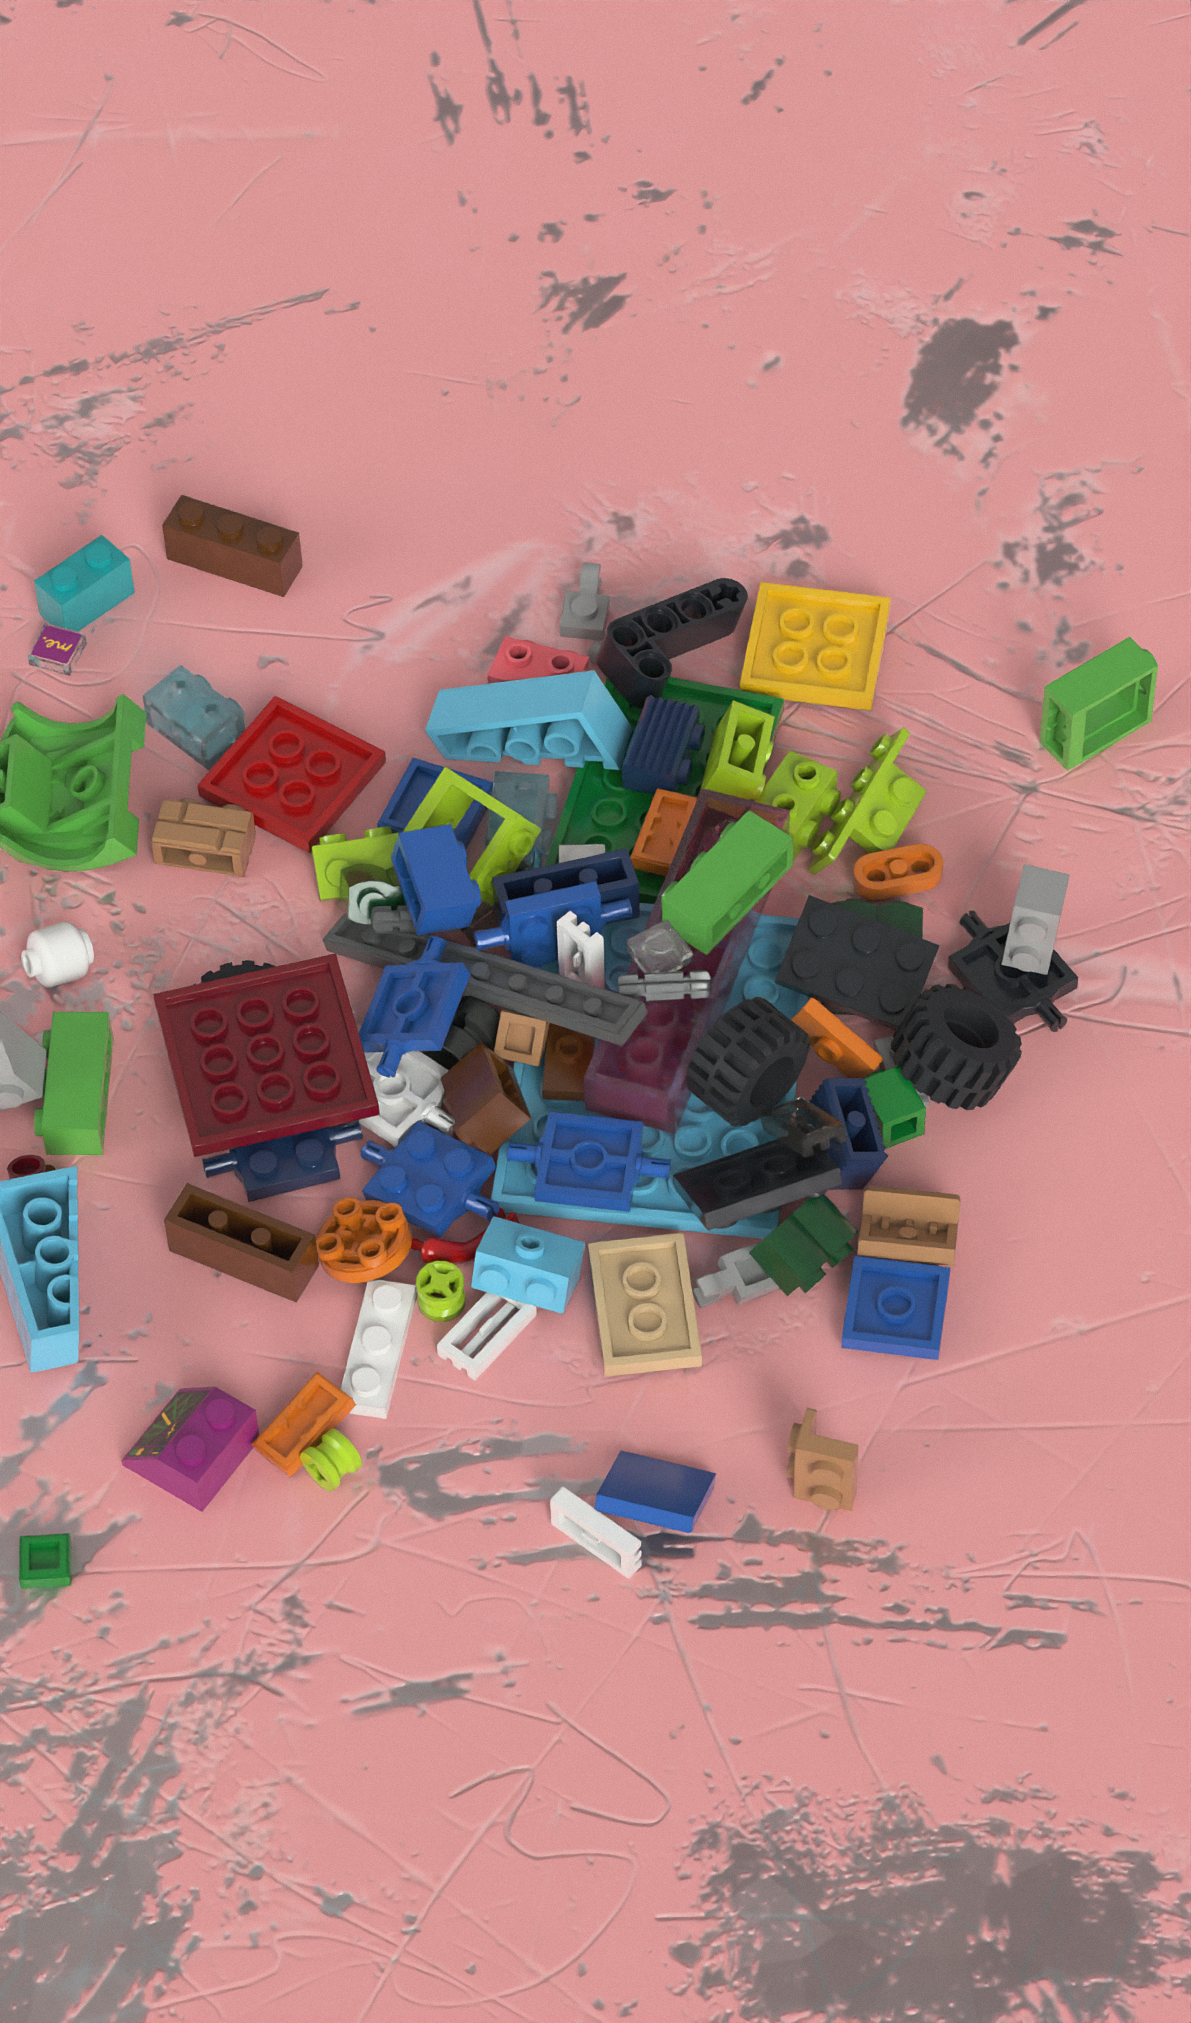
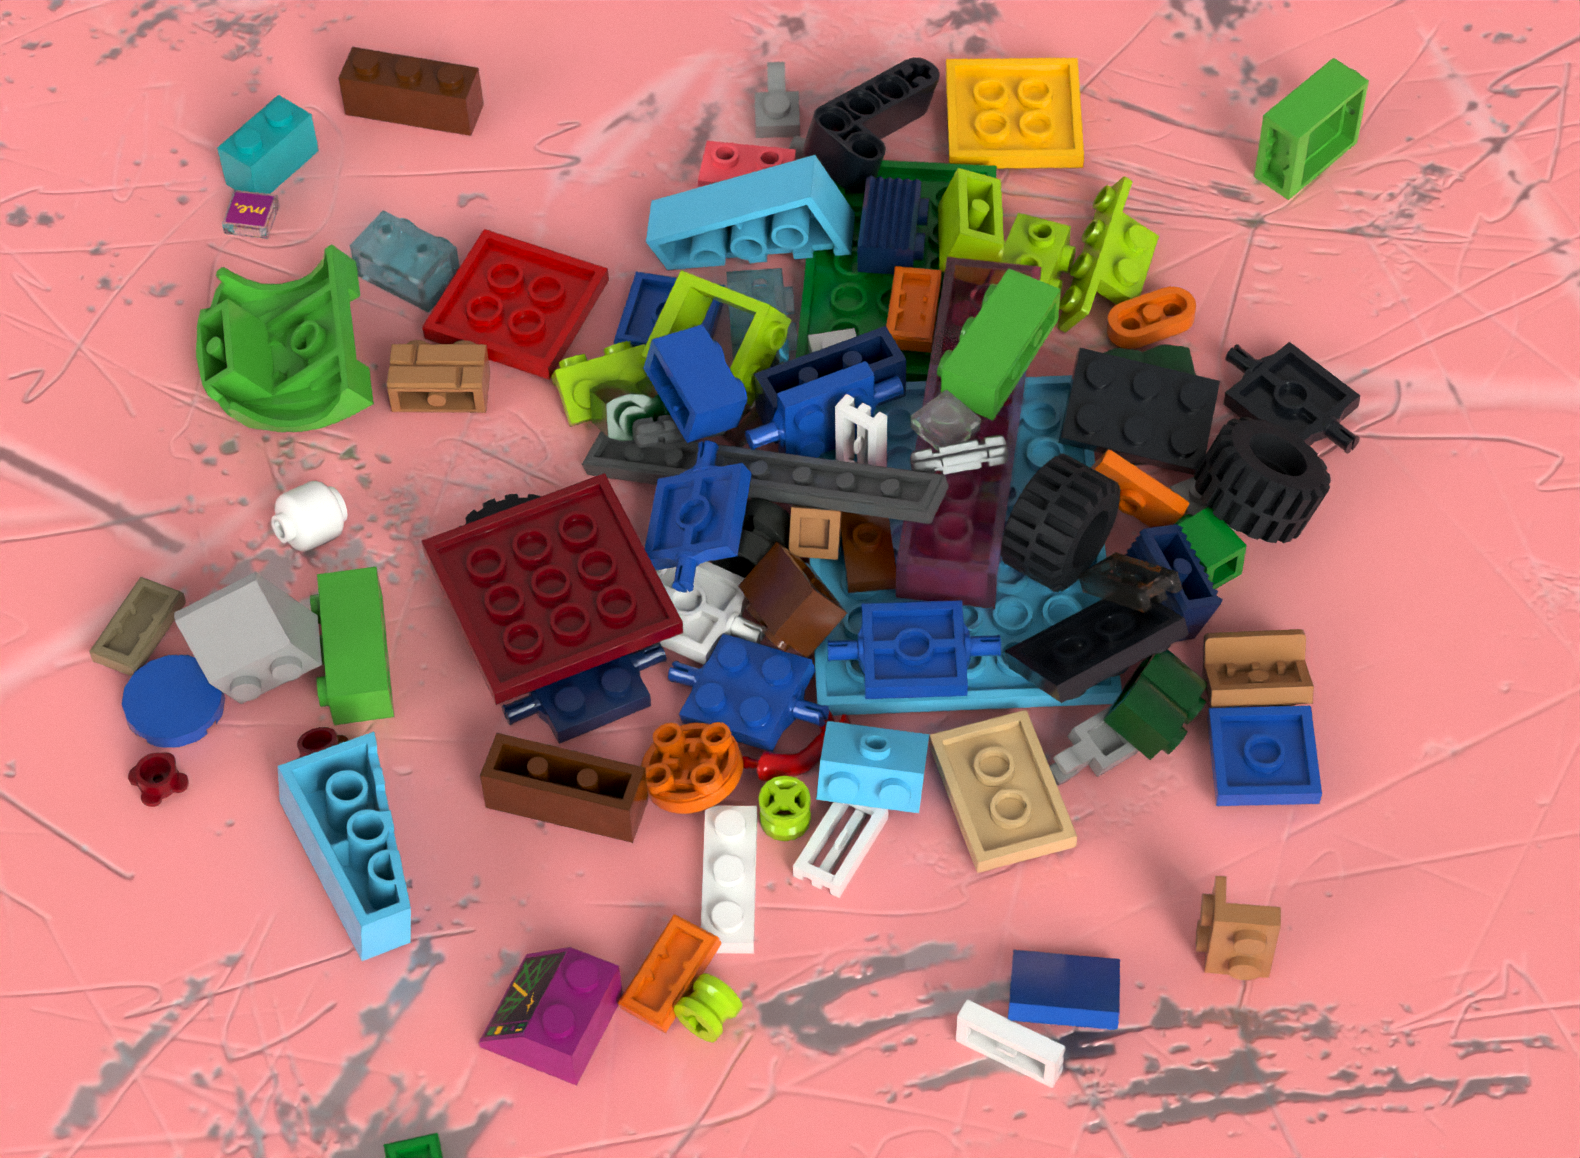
camera: 10 degrees left, 0 degrees up
(1035, 919) = (1313, 341): light grey brick -> none

